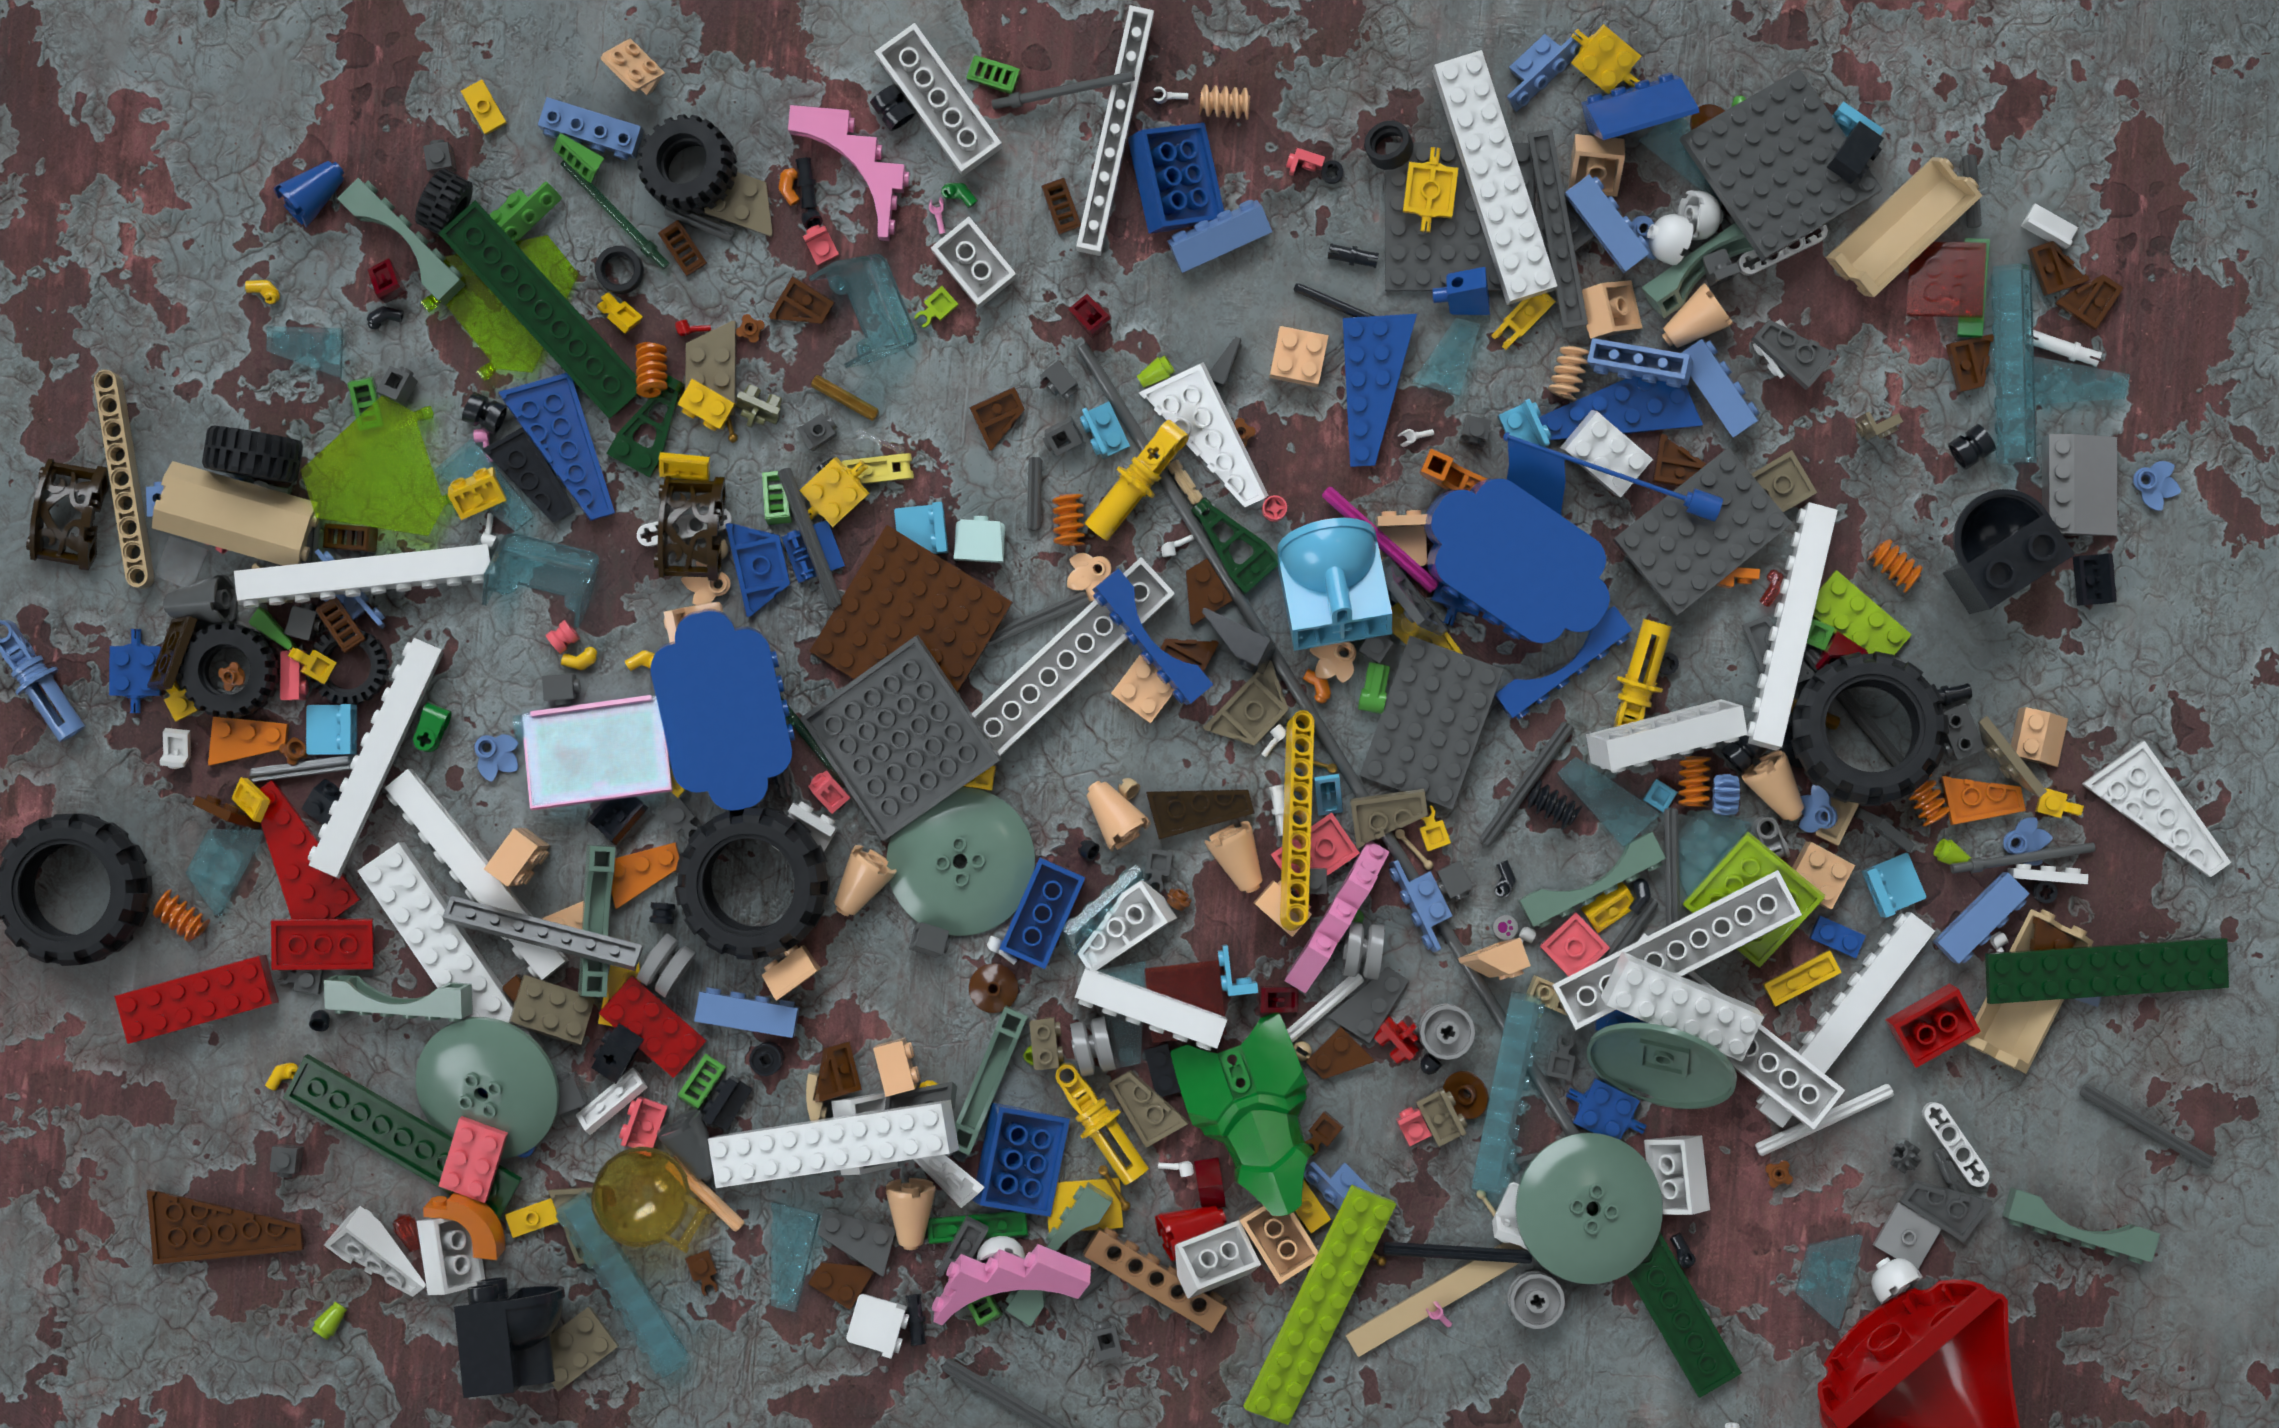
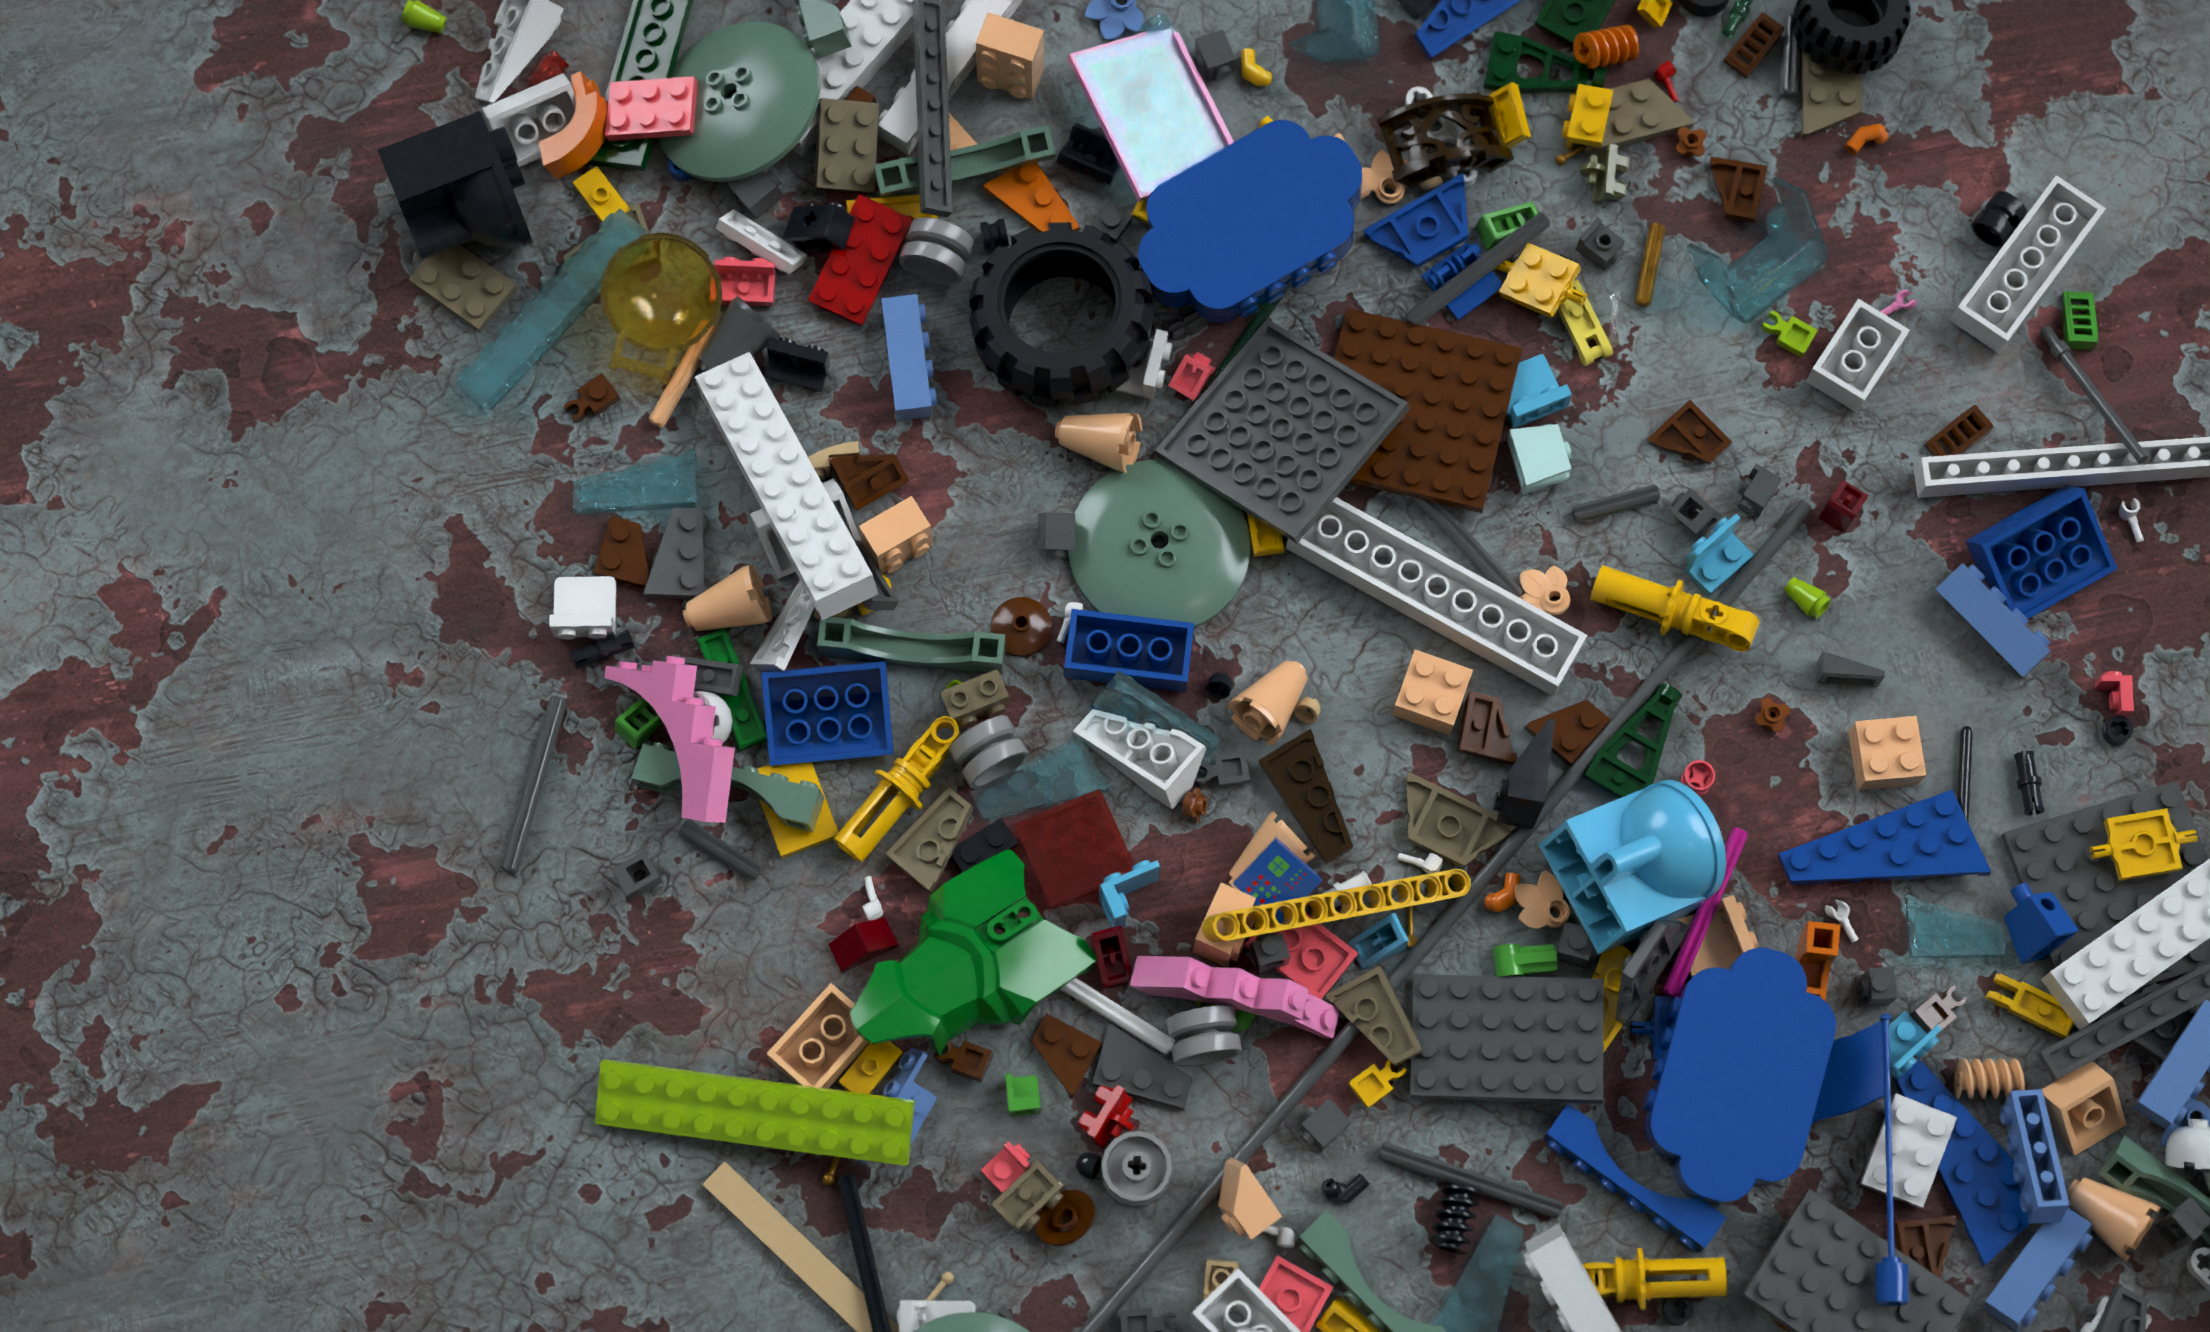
camera: 70 degrees right, 15 degrees down
(562, 636) = (1273, 42): coral wheel -> none
(697, 1104) = (815, 324): bright green slope -> none
(767, 1058) = (861, 393): black wheel -> none
(790, 972) = (969, 391): light nougat slope -> none
(806, 183) = (1877, 153): black pin -> none
(807, 216) = (1832, 169): black hinge -> none
(820, 244) = (1818, 185): coral bracket -> none
(834, 129) = (1914, 232): bright pink arch -> none
(959, 191) = (1931, 320): green arm -> none
(1068, 520) = (1599, 545): orange piece -> none
(1097, 1252) = (743, 830): medium nougat brick -> none
(1103, 1170) = (843, 812): pearl gold hinge -> none
(1119, 598) = (1464, 722): blue arch -> none
(1151, 1008) = (1057, 795): white brick -> none
(1168, 548) = (1608, 673): white hand -> none
(1185, 482) = (1692, 667): tan axle -> none
(1187, 1224) = (802, 931): red cone -> none
(1197, 408) = (1781, 654): white wing -> none
(1214, 1259) = (774, 968): white slope -> none
(1224, 102) = (2150, 581): light nougat piece -> none
(1261, 858) = (1277, 877): none -> blue tile
(1304, 1046) = (1064, 1006): tan hinge -> none
(1362, 1098) = (1022, 1095): none -> bright green panel
(1396, 158) = (2169, 795): black tyre -> none
(1400, 834) = (1357, 1047): tan hinge -> none
(1425, 902) = (1287, 1097): medium blue bracket -> none
(1438, 1314) = (782, 1268): bright pink hand -> none
(1505, 927) = (1289, 1207): light grey tile -> none
(1506, 1092) = (1084, 1265): clear light blue brick -> none
(1507, 392) = (1937, 1011): none -> plate

